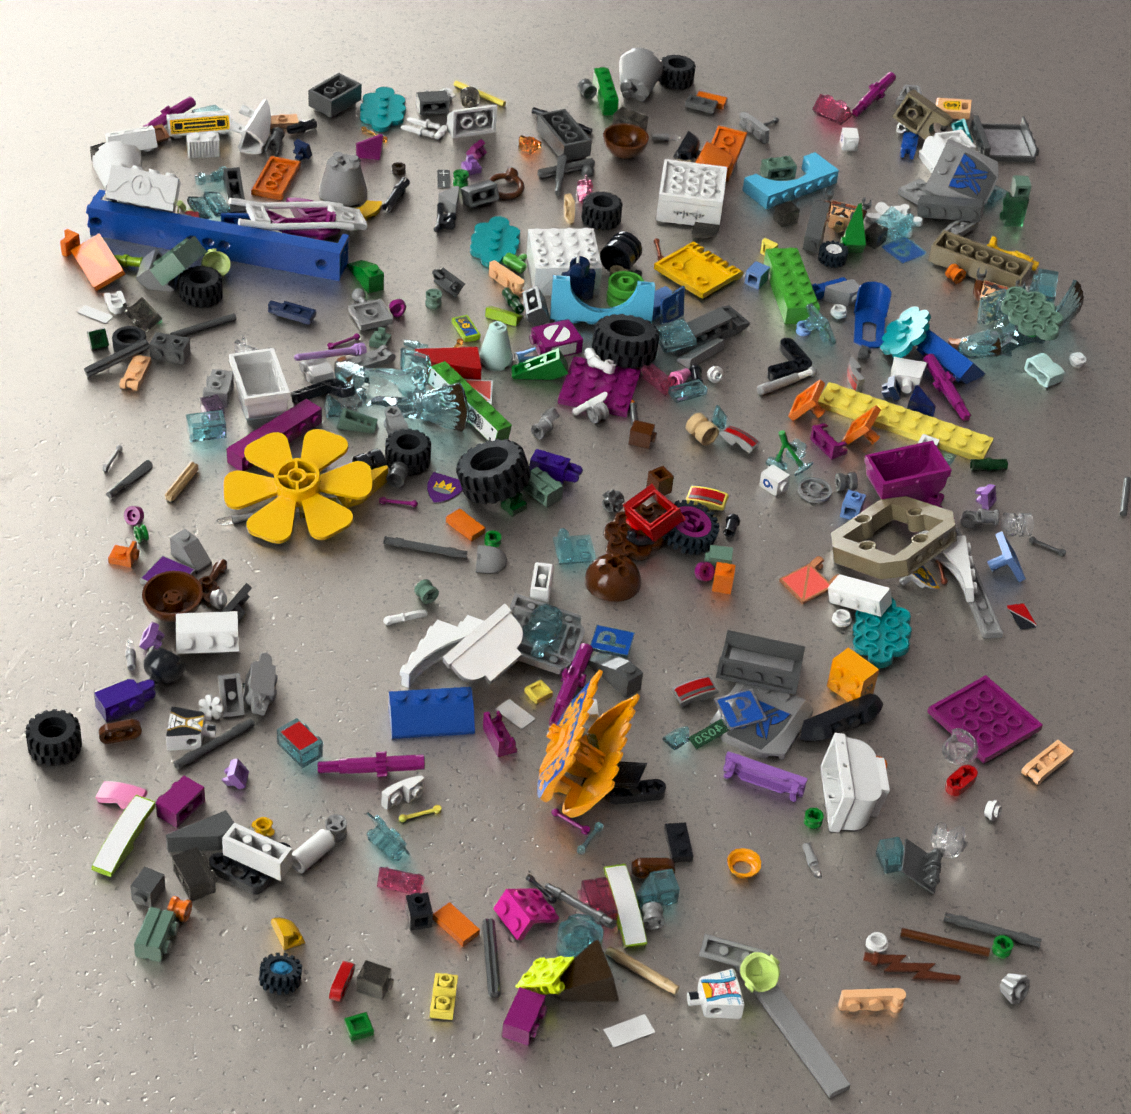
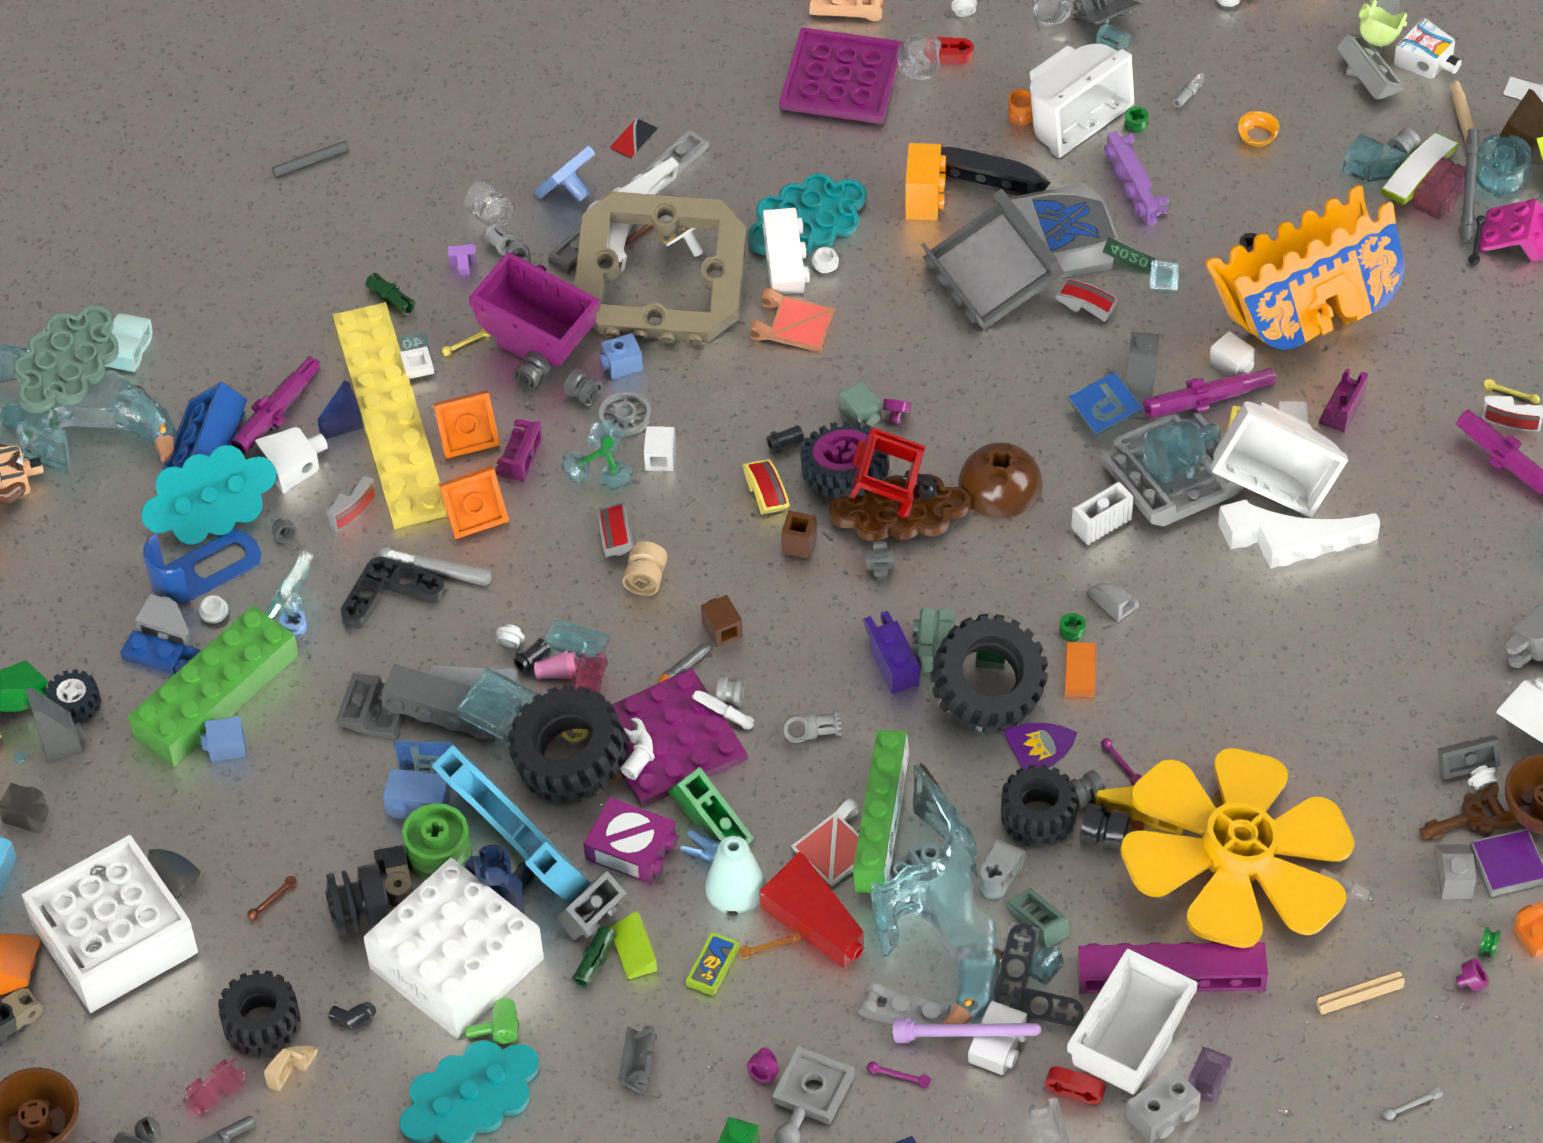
camera: 125 degrees left, 10 degrees up
(138, 472) = (1407, 1054): dark grey piece -> none
(206, 426) = (1252, 1053): clear light blue brick -> none
(380, 338) = (849, 1035): sand green tile -> none
(404, 617) = (1287, 605): white piece -> none
(414, 344) = (814, 987): clear light blue bar -> none
(426, 591) = (1233, 609): sand green wheel -> none
(431, 712) = (1391, 475): blue slope -> none
(433, 299) = (695, 1037): sand green wheel -> none
(449, 551) = (1183, 700): dark grey piece -> none
(506, 278) = (555, 997): light nougat plate -> none
(573, 548) = (998, 543): clear light blue hinge -> none
(644, 866) = (1347, 176): reddish brown plate -> none
(678, 842) = (1292, 190): black plate -> none
(698, 270) = (283, 815): yellow hinge -> none
(719, 417) = (596, 581): clear light blue slope -> none
(723, 578) = (889, 380): orange brick -> none
(740, 709) = (1086, 227): piece -> none
(767, 244) = (141, 769): light yellow tile -> none
(891, 389) = (333, 454): dark blue tile -> none
(1061, 552) = (482, 161): dark grey hinge -> none

